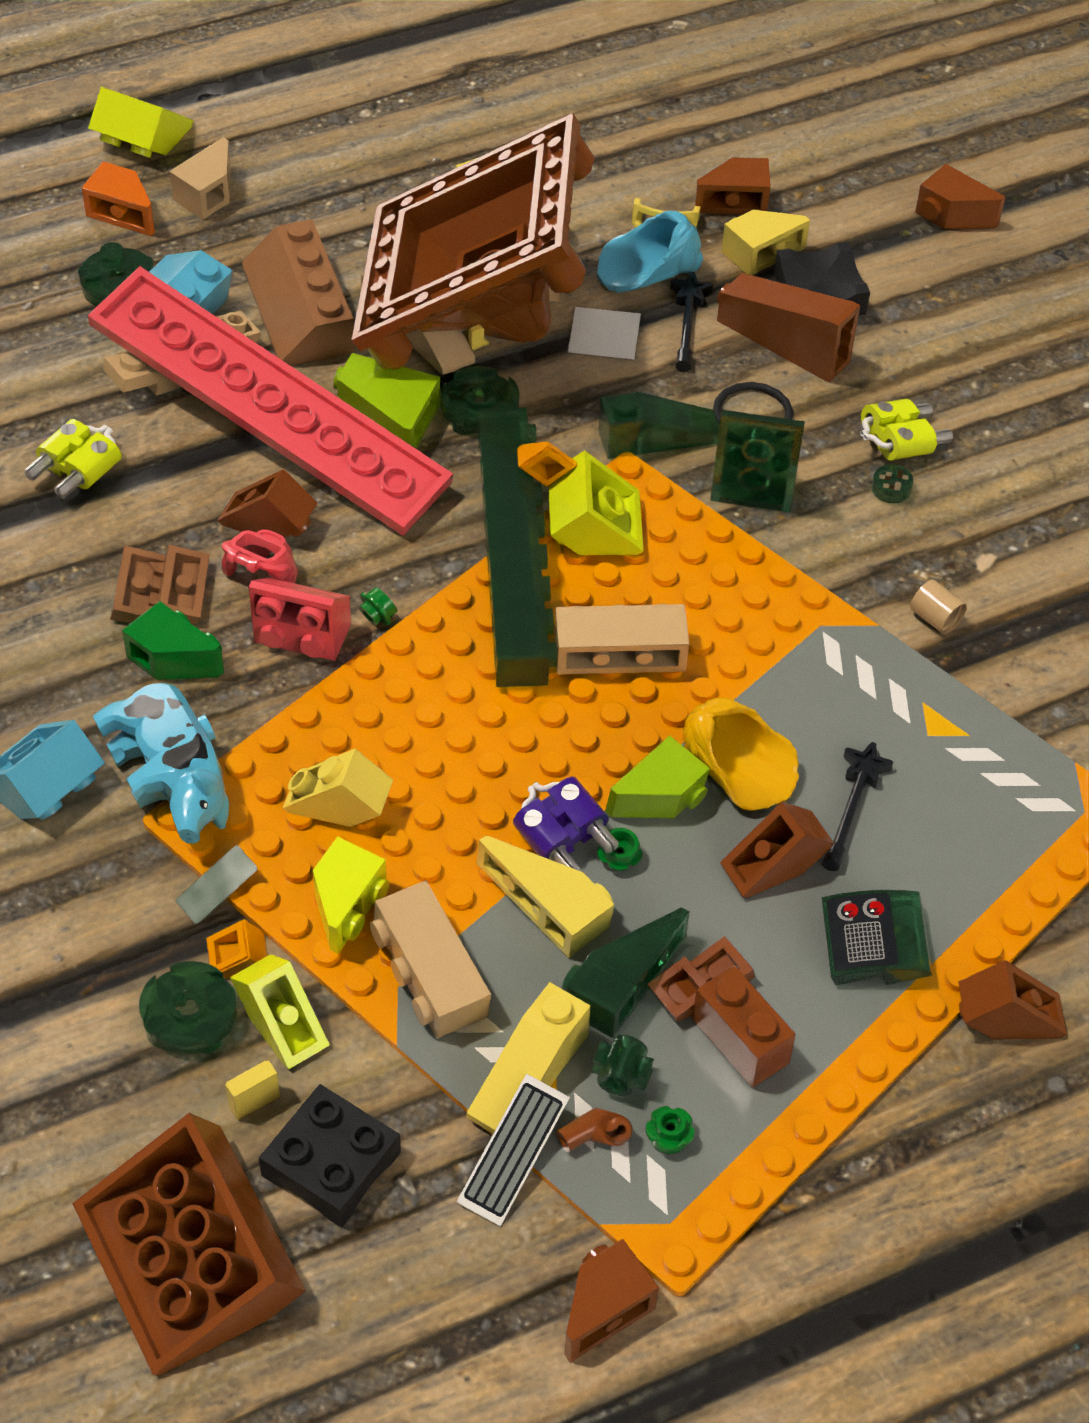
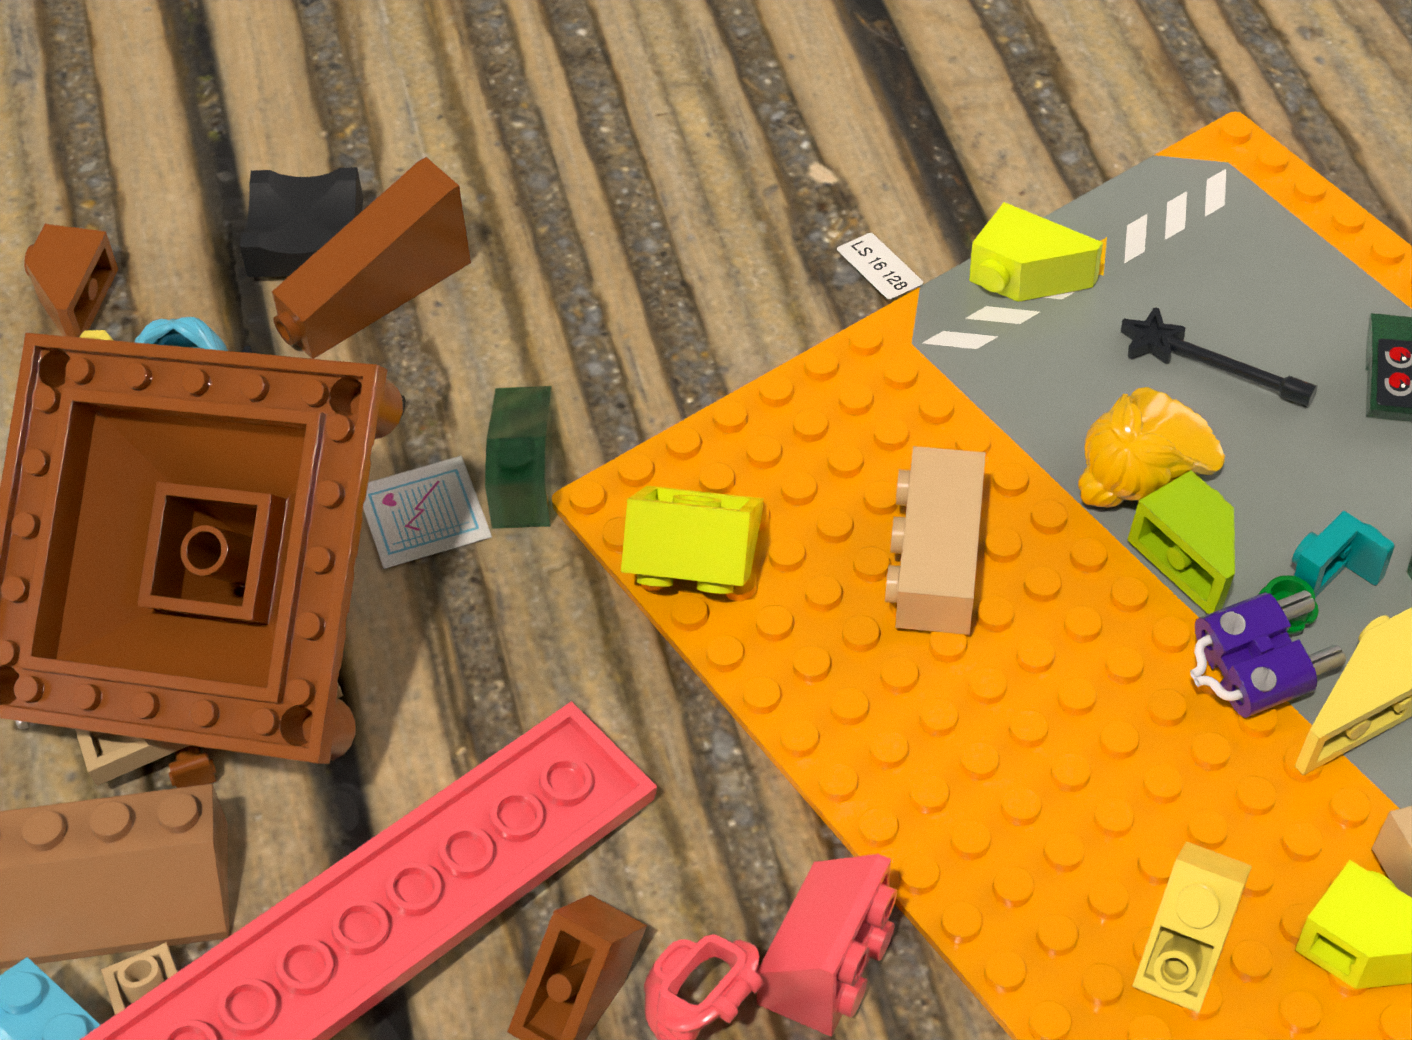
camera: 75 degrees left, 0 degrees up
(377, 606) = (806, 844): green plate -> none
(393, 398) = (387, 772): lime slope -> none
(459, 396) = (409, 686): clear green plate -> none
(514, 552) = (737, 640): clear green brick -> none
(544, 462) = (628, 559): light orange slope -> none
(586, 389) = (424, 512): none -> clear sticker
(667, 869) = (1341, 545): none -> teal bracket
(752, 386) = (506, 310): black piece -> none
(756, 236) = (187, 271): light yellow slope -> none
(756, 460) = (651, 337): clear green slope -> none
(777, 850) = (1305, 437): dark orange slope -> none
(891, 602) = (880, 266): none -> white sticker
(892, 483) = (681, 228): clear green tile -> none
(898, 432) = (589, 201): neon yellow piece -> none
(912, 672) = (1032, 256): none -> neon yellow slope
(938, 606) = (908, 219): tan beam -> none
(958, 201) = (191, 62): dark orange slope -> none

